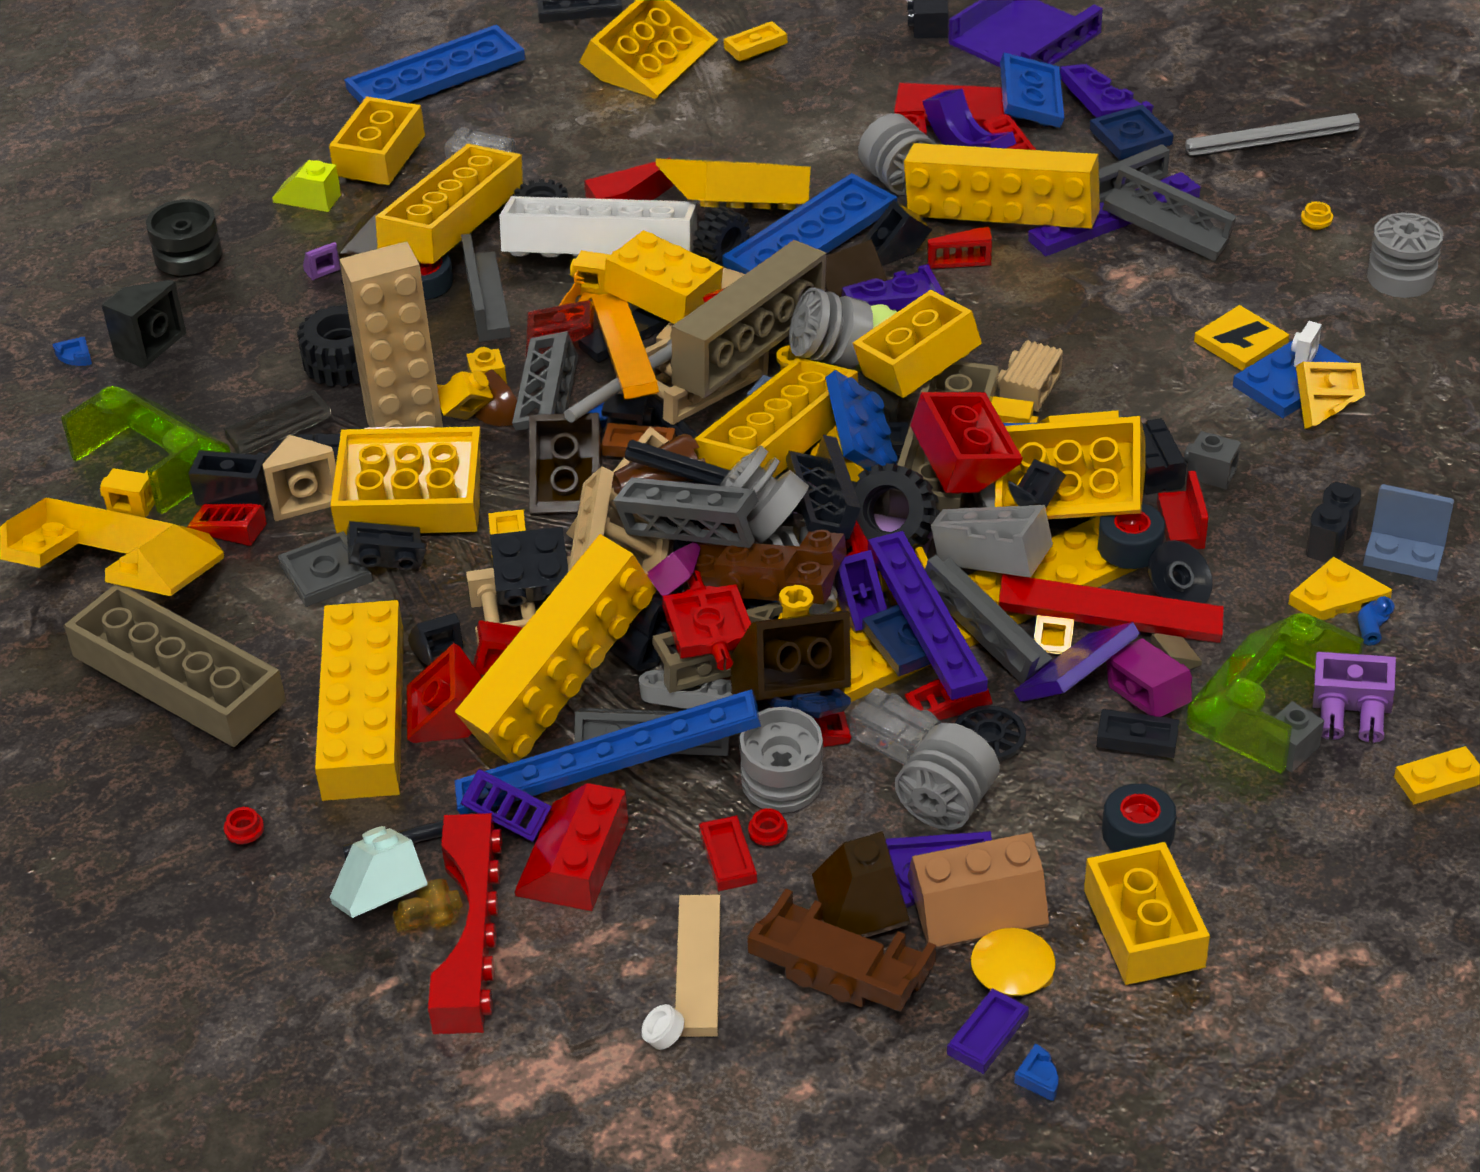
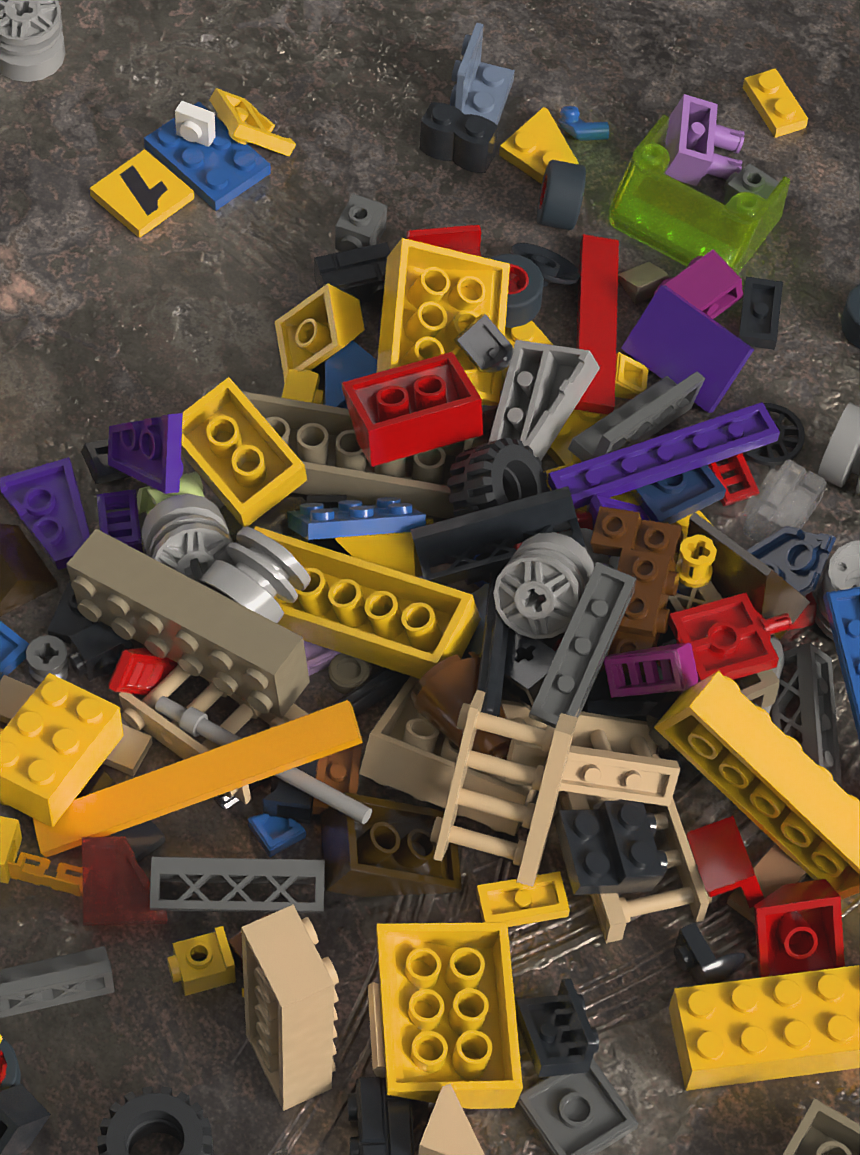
camera: 100 degrees left, 15 degrees up
(579, 473) = (543, 779): none -> tan fence
(779, 341) = (261, 573): none -> light grey wheel
(909, 288) = (149, 451): none -> dark purple wing
(1031, 373) = (207, 367): tan brick -> none
(1263, 583) = (561, 195): none -> black wheel

